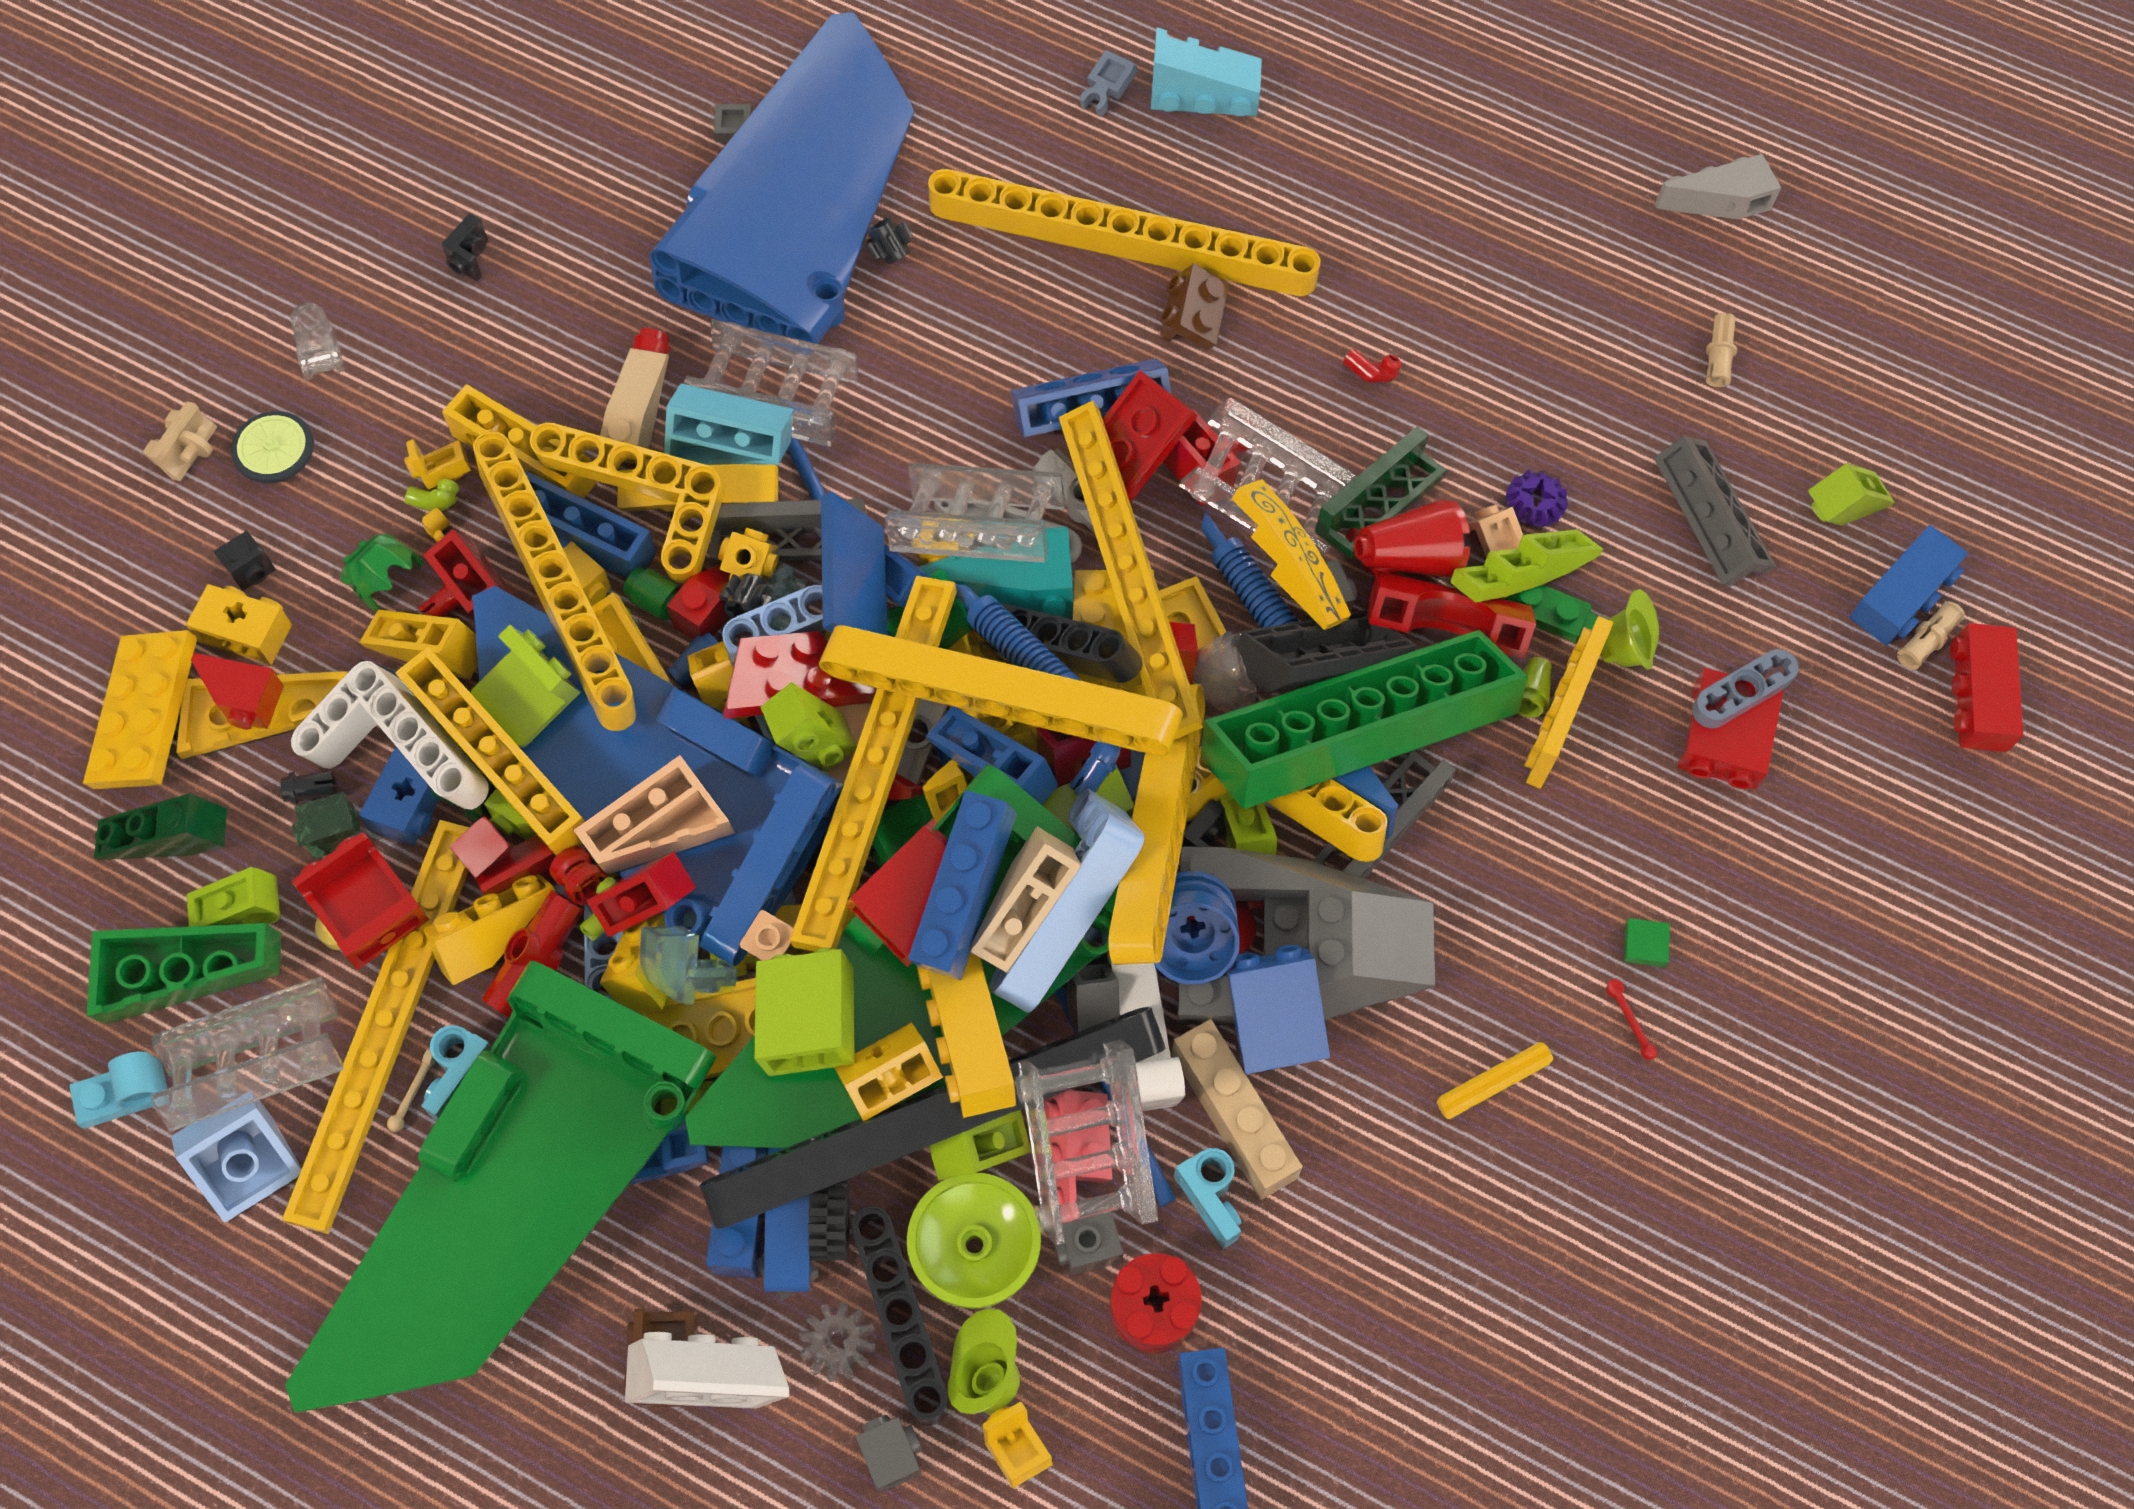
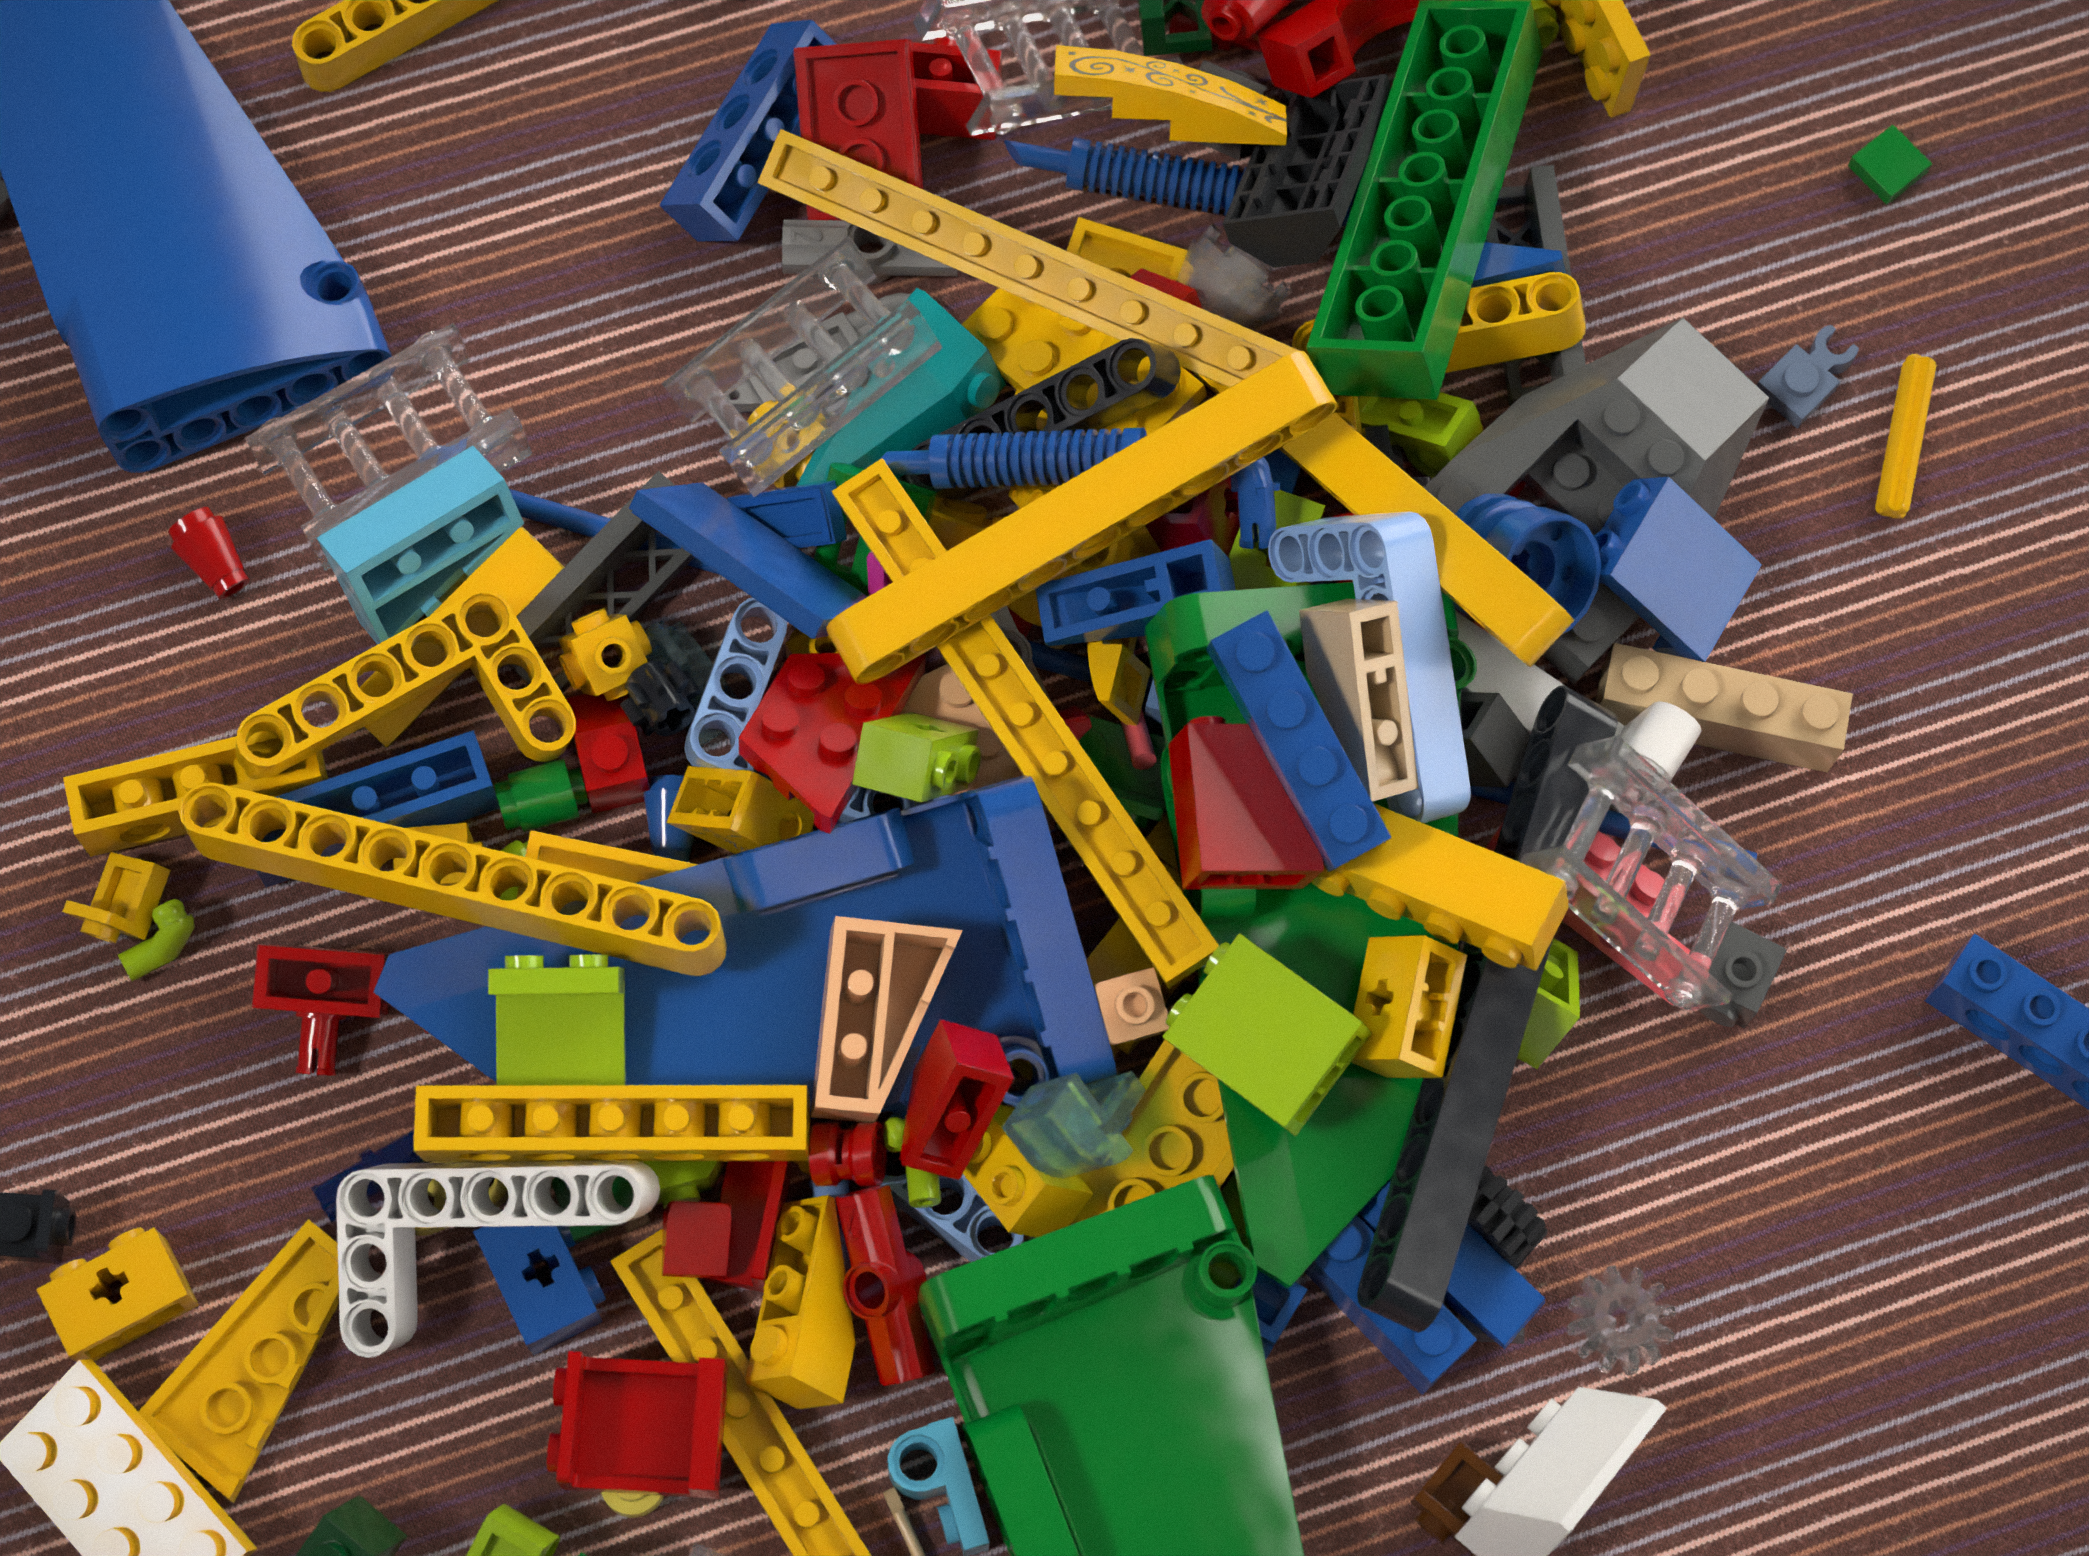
camera: 50 degrees left, 5 degrees up
(240, 690) = (224, 1360): red slope -> none
(307, 786) = (416, 1383): black pin -> none
(325, 824) = (498, 1393): clear green brick -> none
(368, 565) = (200, 1079): green helmet -> none
(408, 634) = (349, 1101): yellow slope -> none
(435, 523) = (197, 972): yellow hand -> none
(635, 399) = (267, 611): tan slope -> none
(889, 240) = (326, 165): black gear -> none
(889, 1452) = (1786, 1364): dark grey brick -> none
(894, 1293) = (1677, 1227): black beam -> none
(965, 1210) = (1663, 1055): lime dish -> none
(984, 1364) = (1778, 1187): lime piece -> none
(1015, 1444) = (1887, 1230): yellow bracket -> none
(1168, 1280) = (1879, 937): red brick -> none
(1205, 1195) = (1815, 826): medium azure plate -> none
(1472, 1001) = (1805, 380): none -> sand blue plate
(1615, 989) = (1910, 239): red hinge -> none

